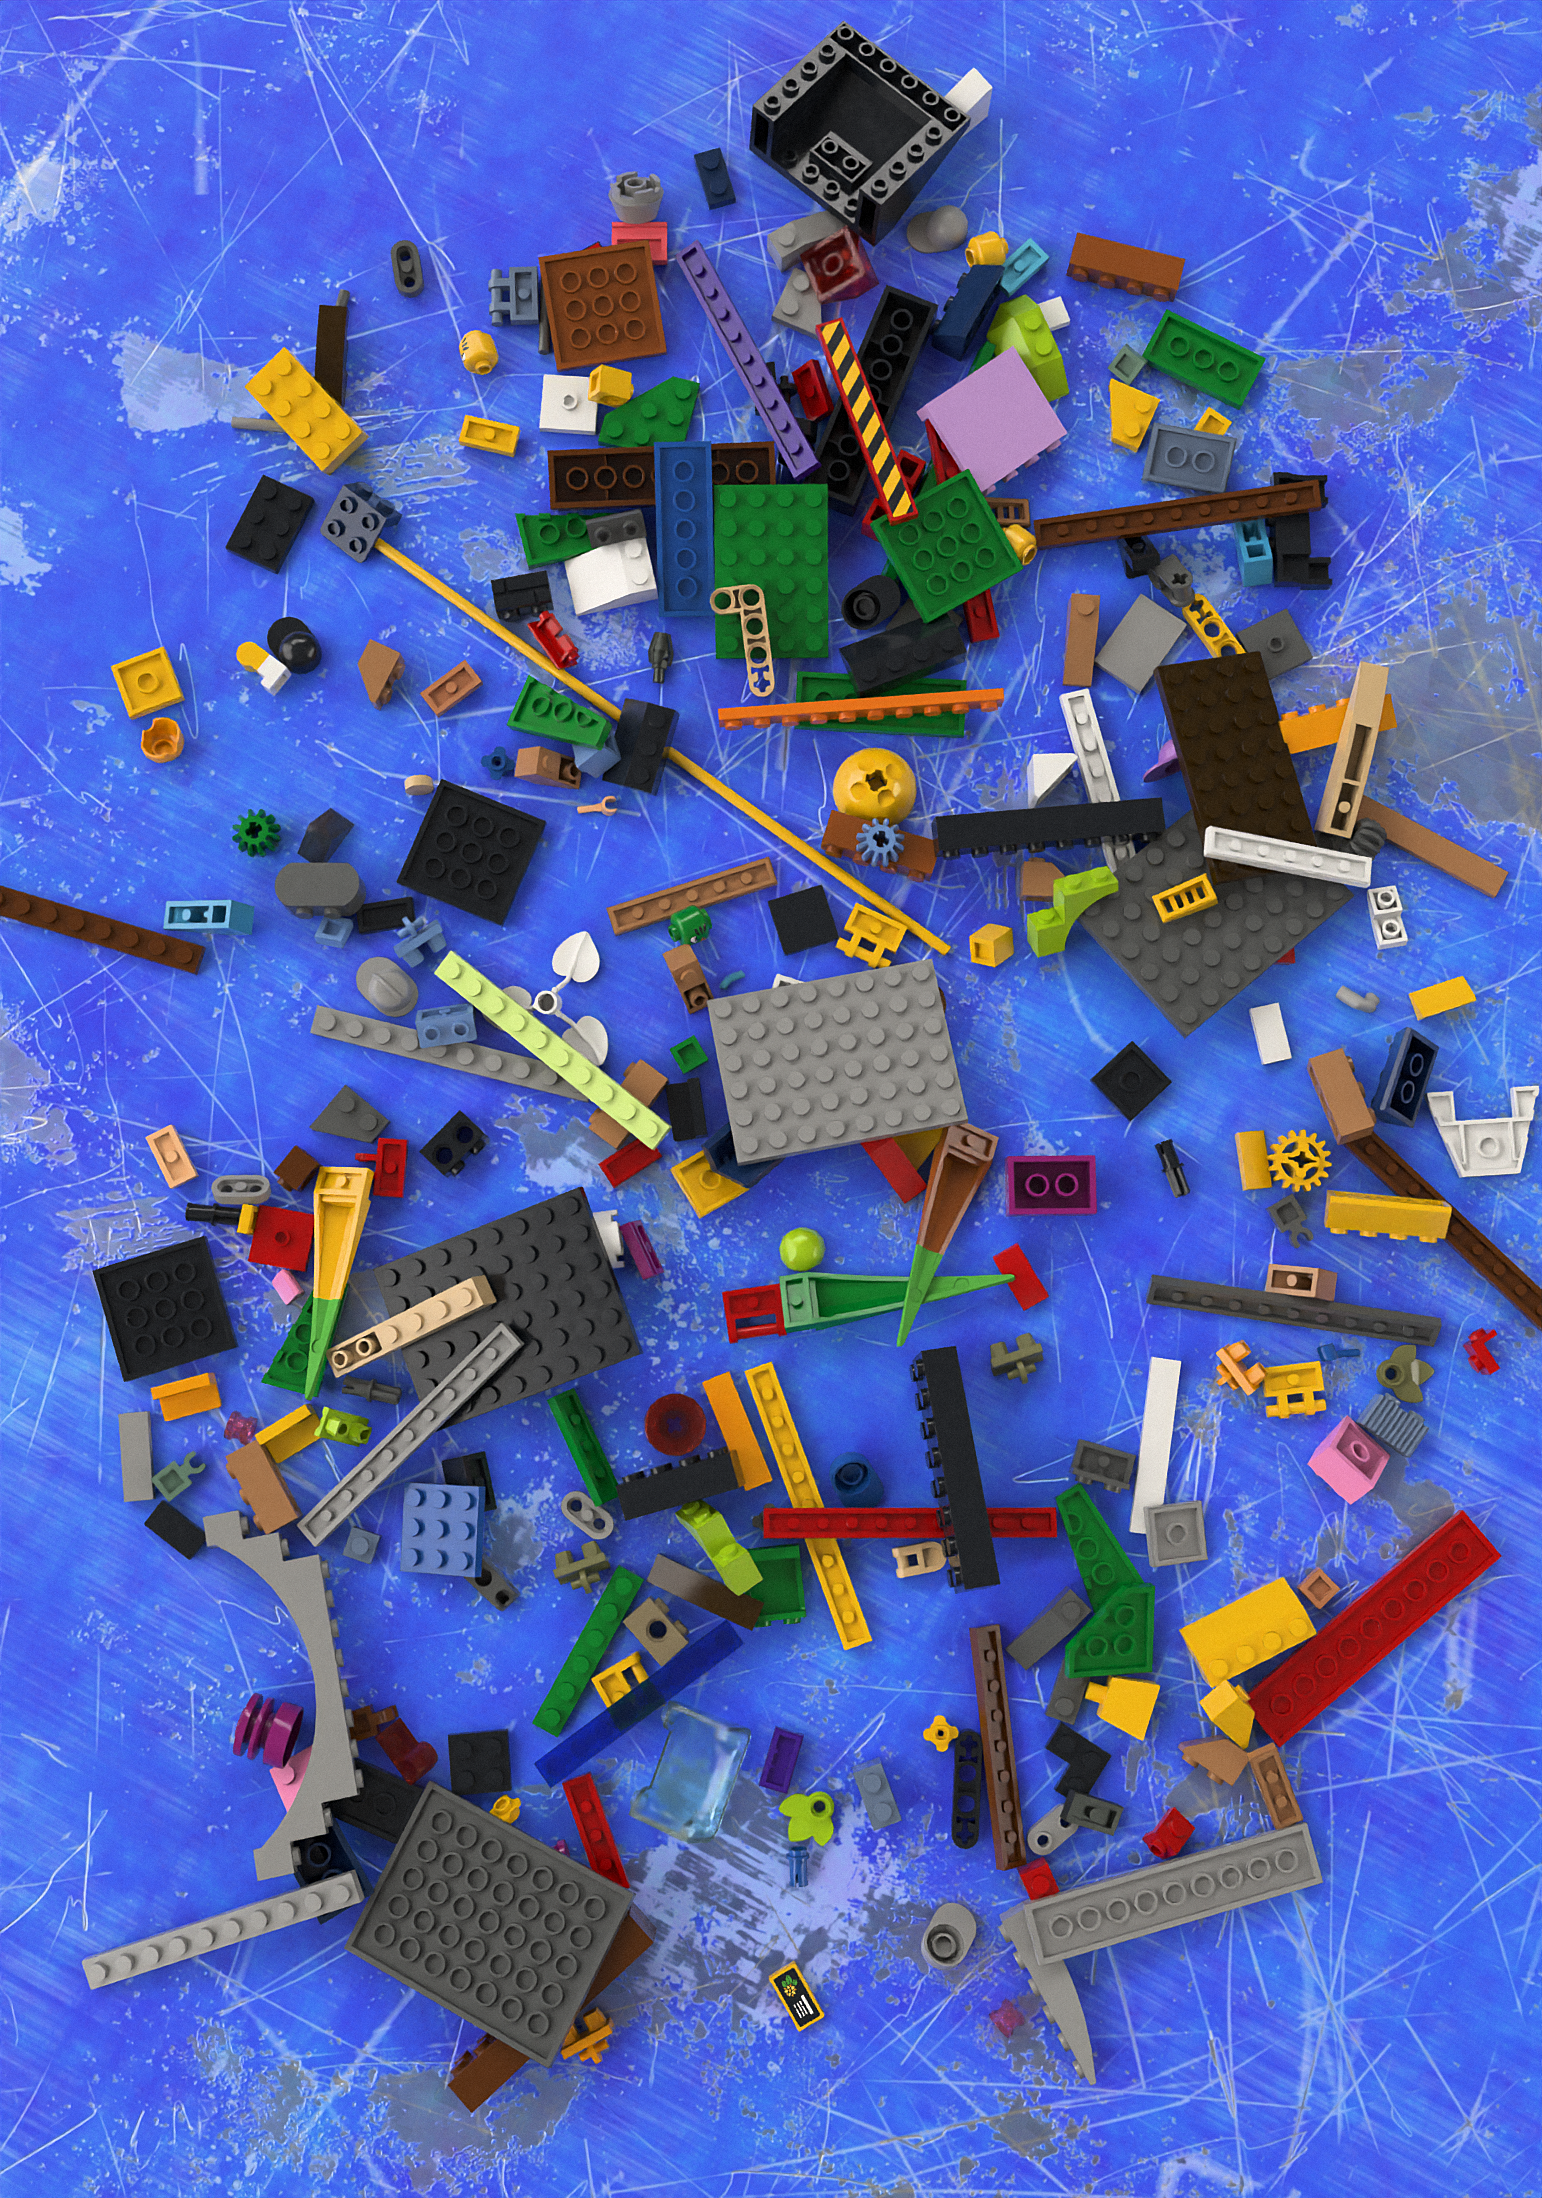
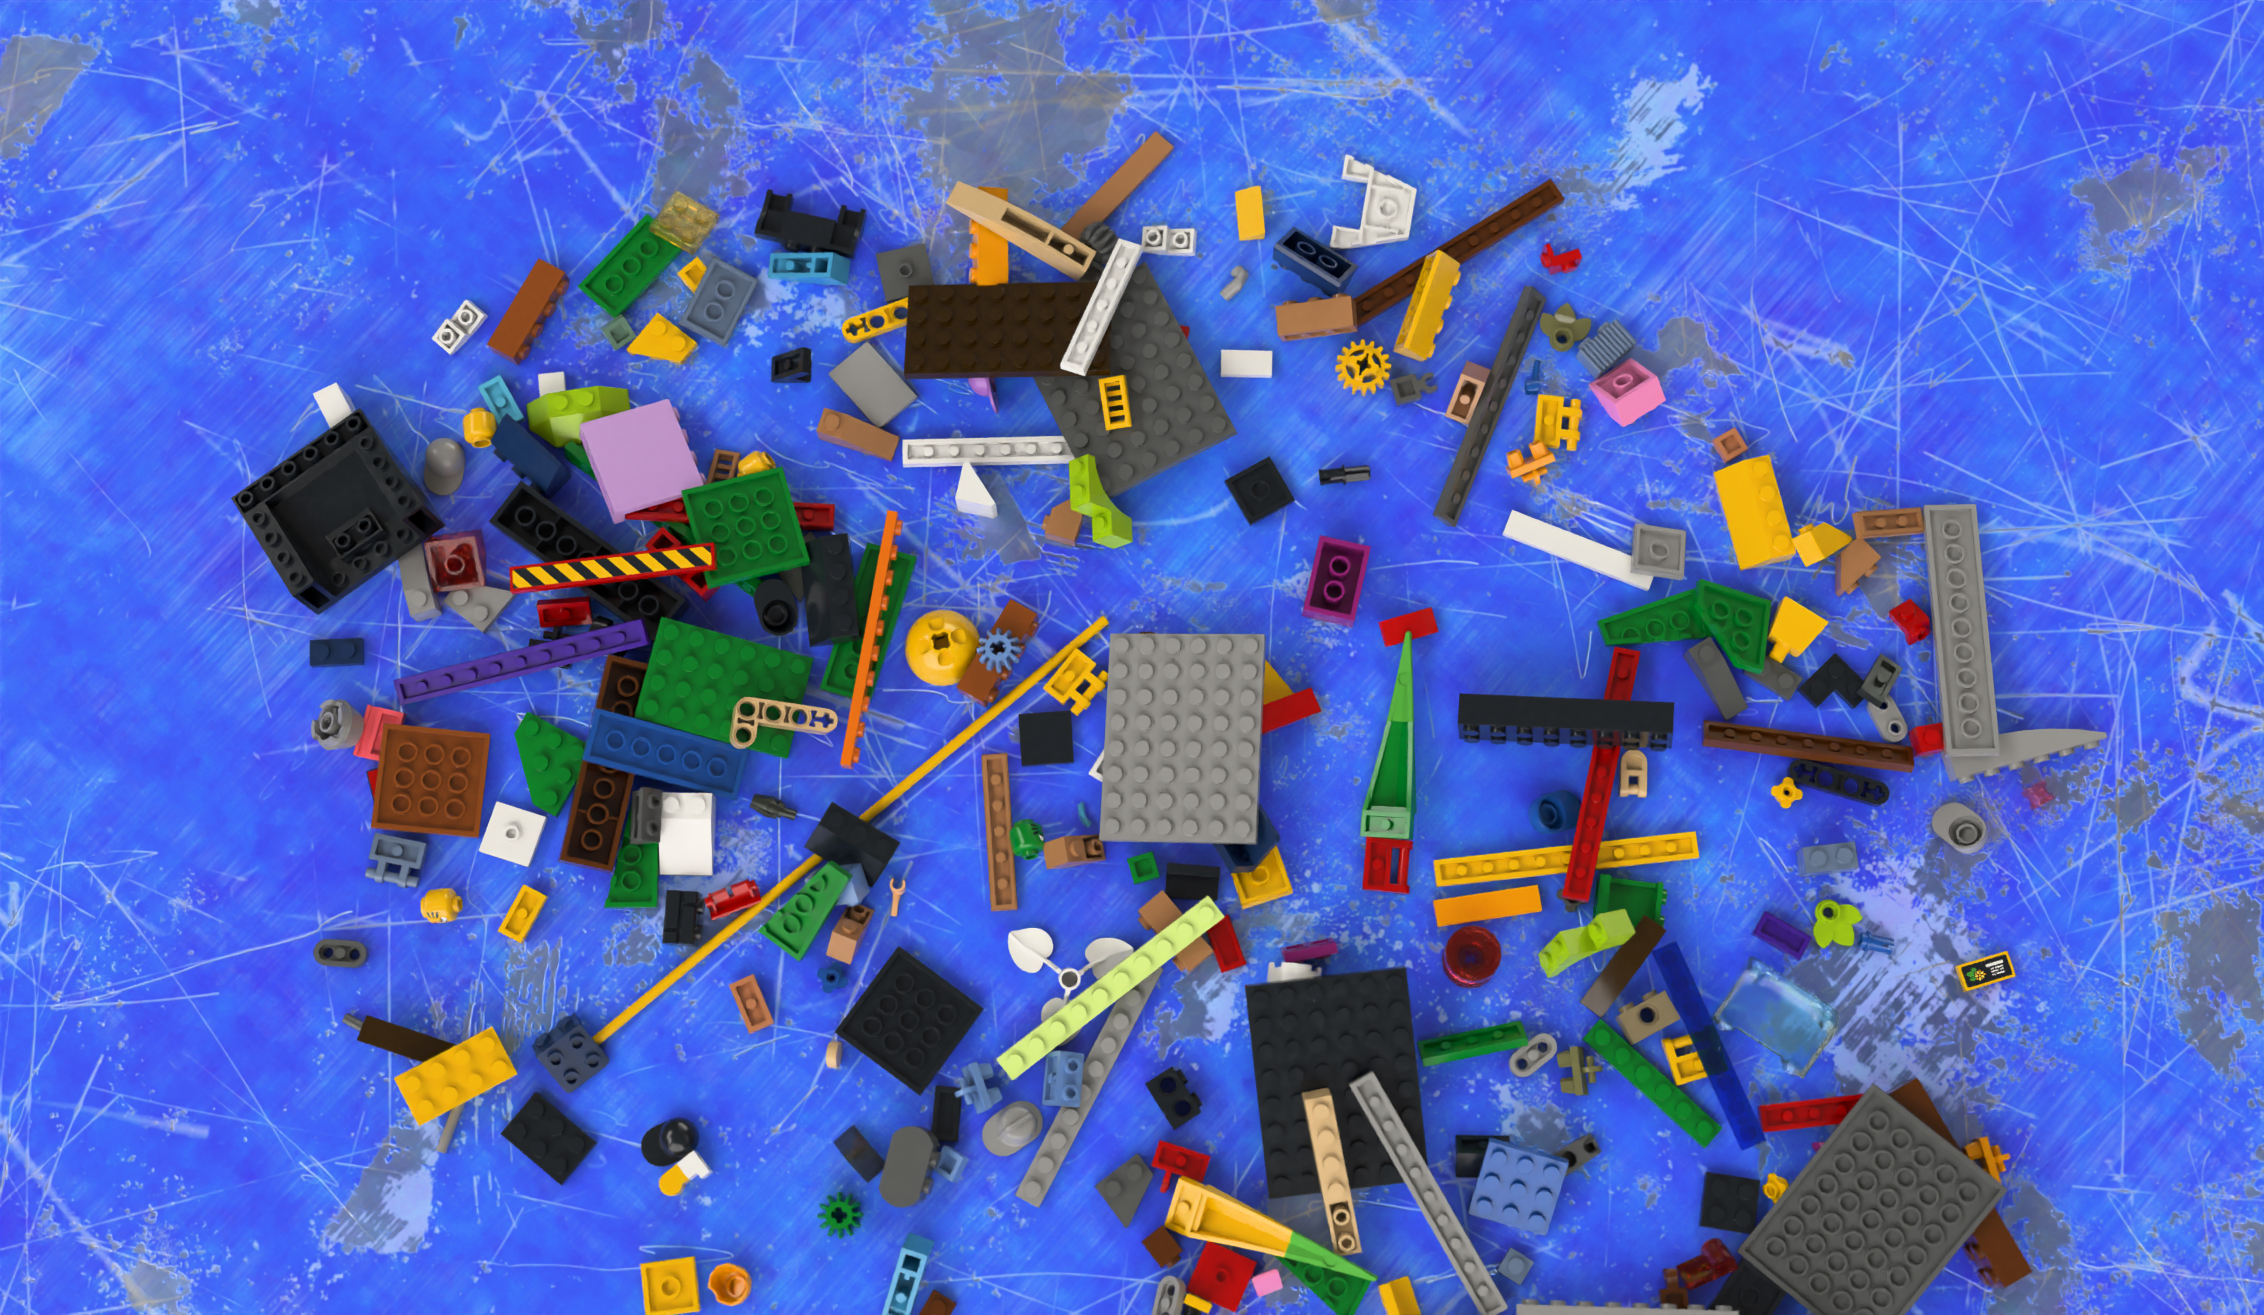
camera: 75 degrees left, 5 degrees down
(343, 1427) = (1407, 1255): lime hips -> none
(371, 1390) = (1378, 1224): dark grey axle -> none
(379, 670) = (718, 1068): medium nougat slope -> none
(544, 327) = (426, 838): dark grey bar -> none
(610, 386) = (509, 792): yellow brick -> none
(681, 1484) = (1525, 963): black brick -> none
(802, 1249) = (1340, 810): lime hair -> none
(954, 1177) = (1309, 661): dark orange plate -> none
(991, 945) = (1110, 579): yellow panel -> none
(1018, 1362) = (1476, 637): olive hips -> none
(1048, 827) = (1021, 504): black brick -> none
(1088, 204) = (460, 327): none -> white slope
(1103, 1465) = (1586, 597): dark grey bracket -> none
(1173, 581) = (826, 342): dark grey piece -> none
(1178, 515) = (769, 324): reddish brown plate -> none
(1252, 1160) = (1352, 406): yellow slope -> none
(1266, 400) = (684, 222): none -> clear yellow plate
(1370, 1627) = (1771, 410): red plate -> none

